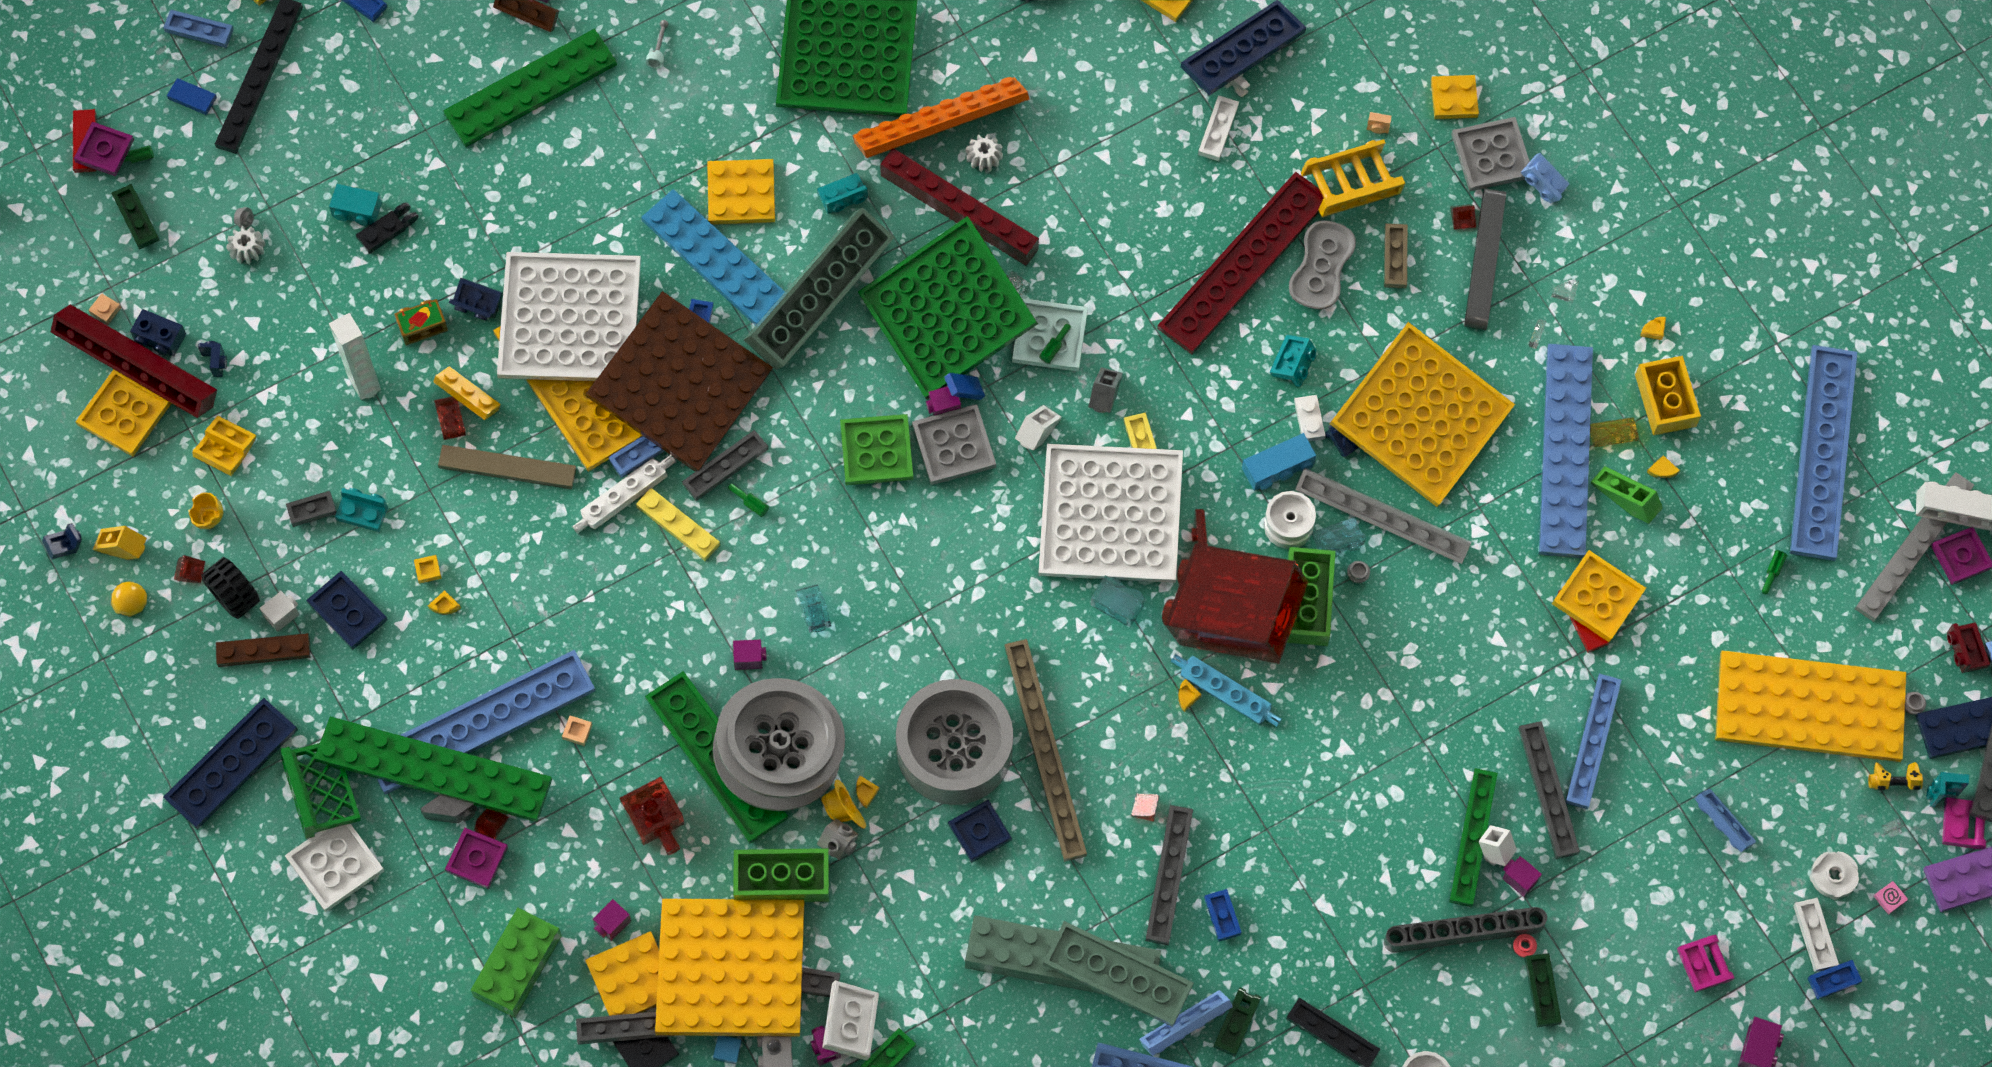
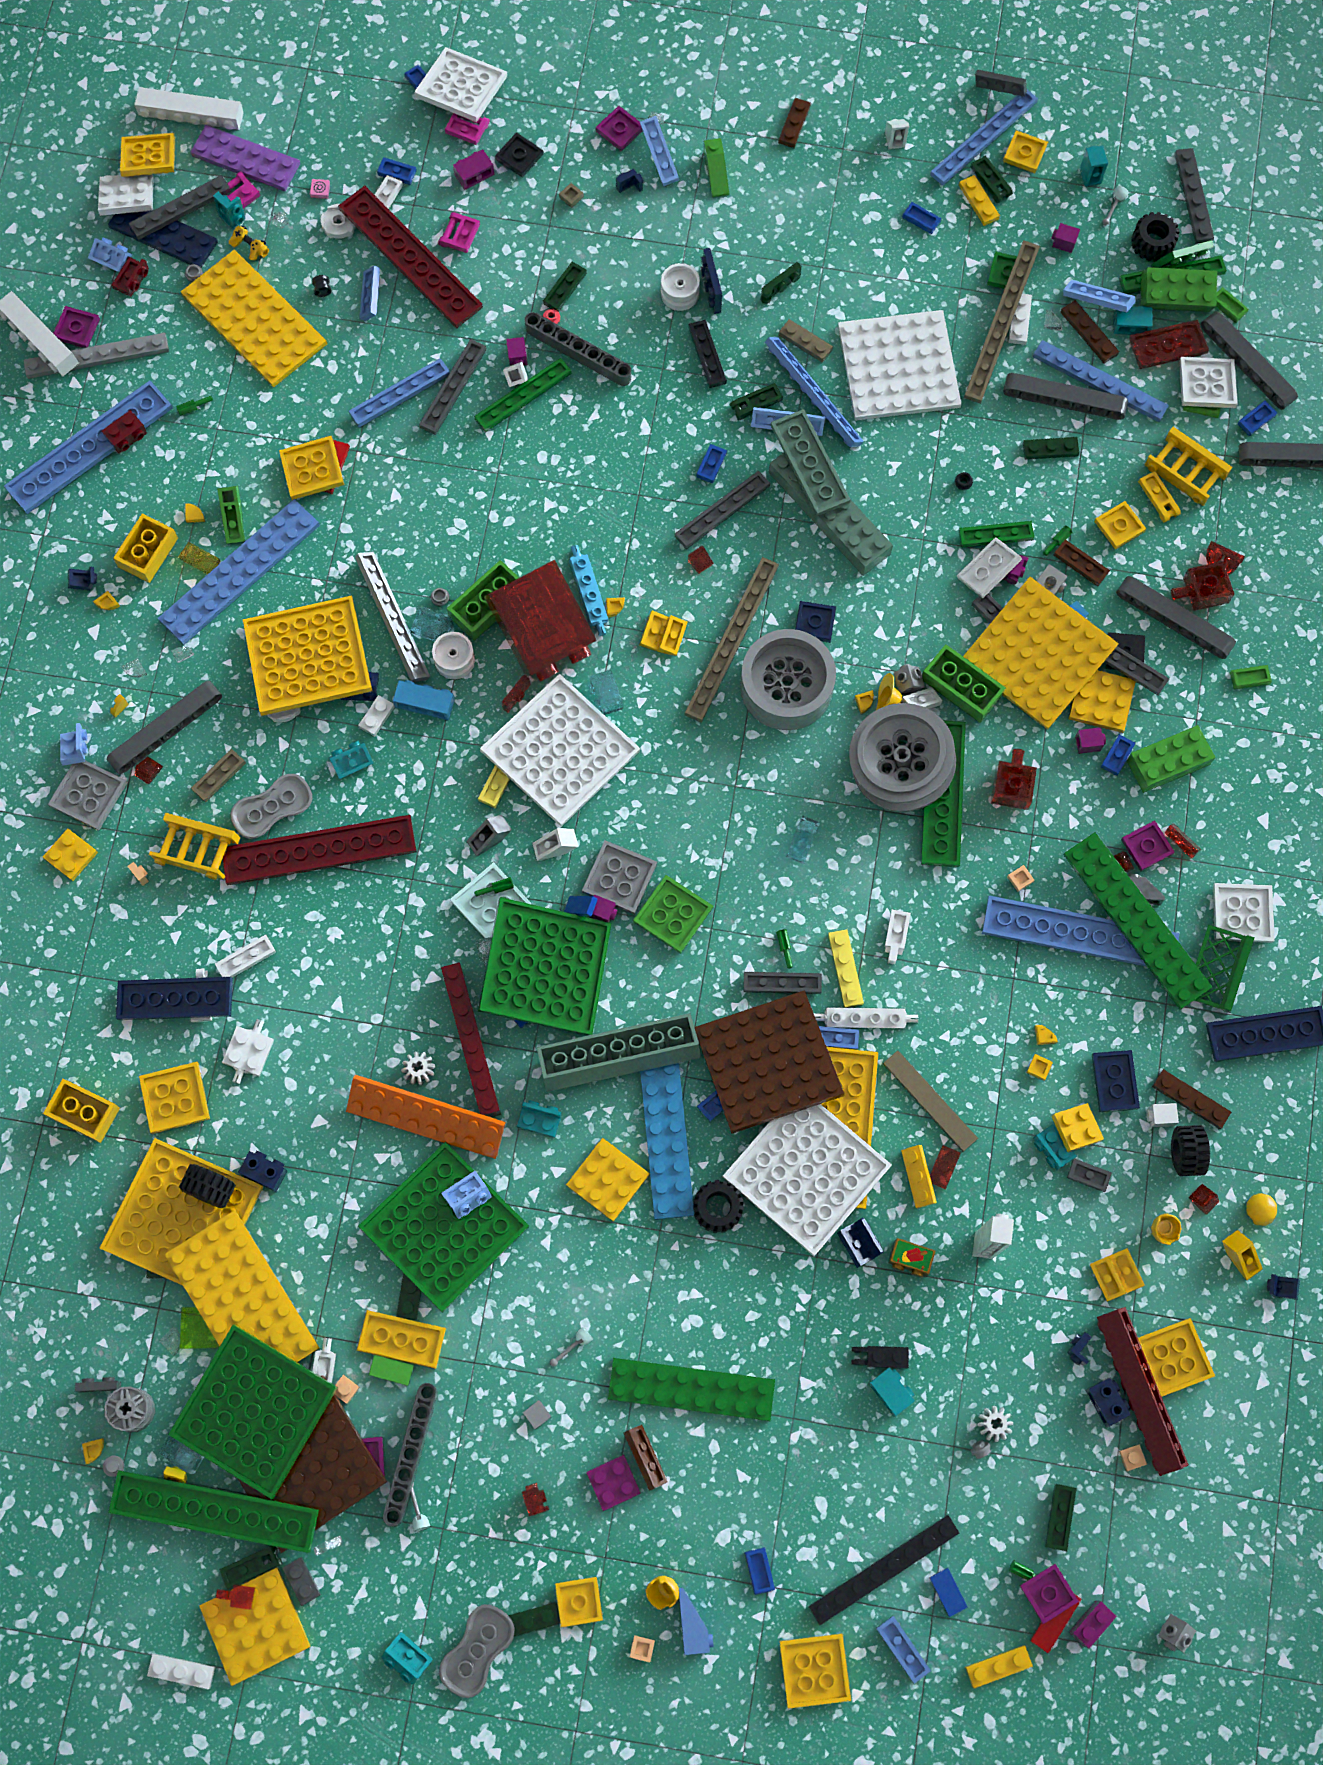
camera: 140 degrees left, 5 degrees up
(50, 155) = (1092, 1624): none -> magenta brick
(108, 74) = (998, 1666): none -> yellow plate
(352, 540) = (1077, 1127): none -> yellow plate
(445, 892) = (1182, 840): none -> clear red slope
(572, 928) = (1118, 755): none -> blue plate
(621, 219) = (718, 1189): none -> black tyre
(654, 588) = (896, 934): none -> white hinge
(748, 654) = (870, 841): magenta brick -> none
(808, 827) = (927, 698): none -> white plate
(848, 81) = (467, 1194): none -> light blue bracket
(1116, 704) = (663, 633): none -> yellow slope
(1142, 60) = (248, 1051): none -> white plate
(1545, 247) = (120, 705): none -> yellow tile
(1696, 326) = (81, 579): none -> dark blue bracket
(1724, 890) = (410, 256): none -> dark red plate
(1778, 789) = (321, 286): none -> black wheel
(1805, 488) = (124, 431): none -> dark red bracket

